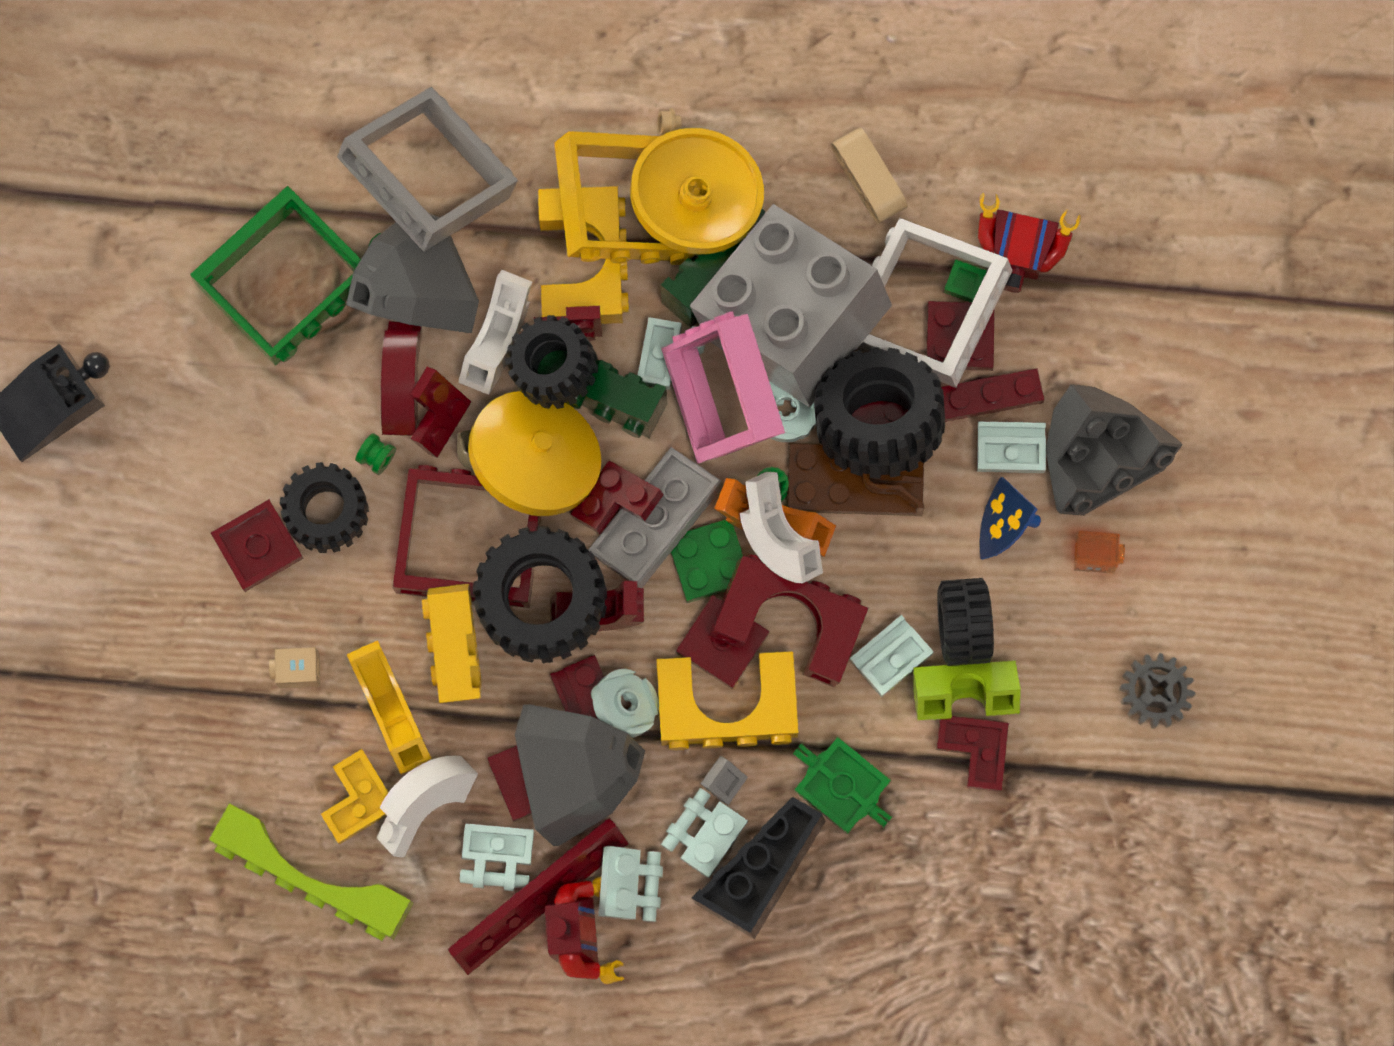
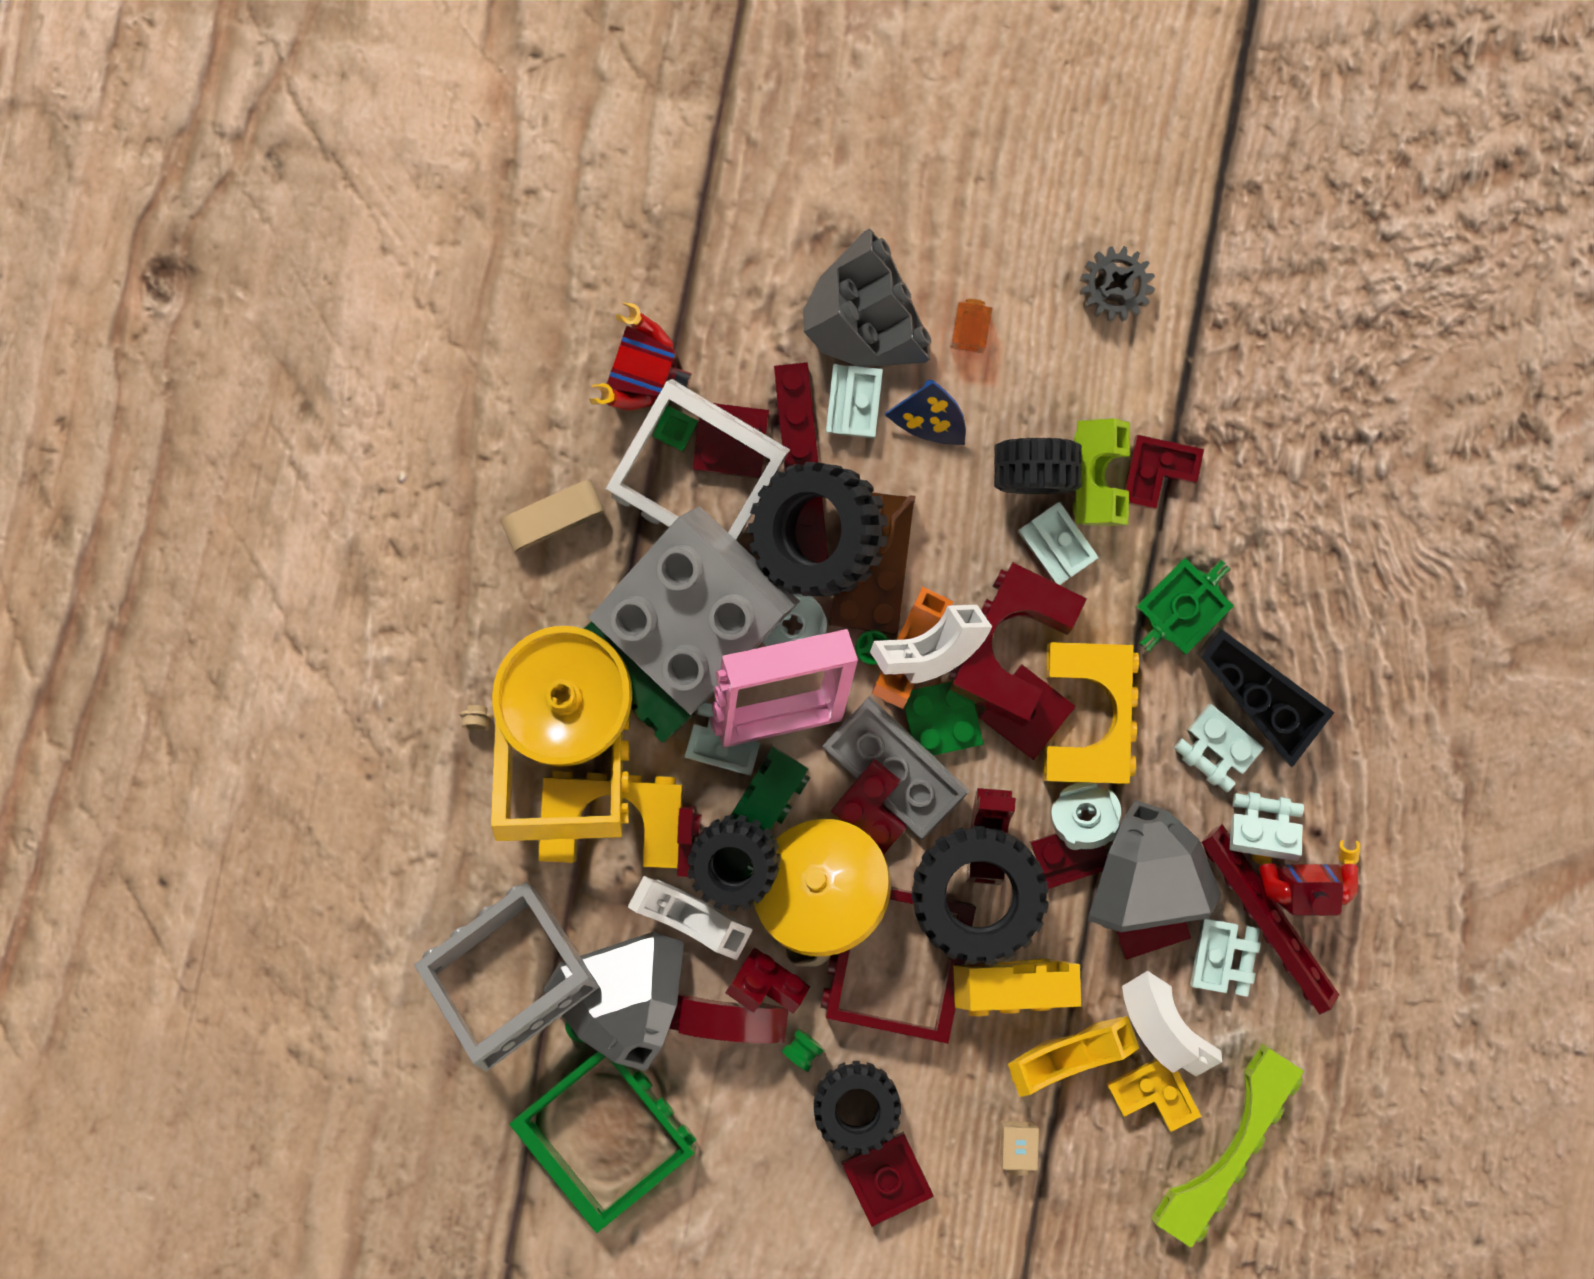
camera: 90 degrees left, 10 degrees up
(724, 780) = (1170, 723): light grey plate -> none

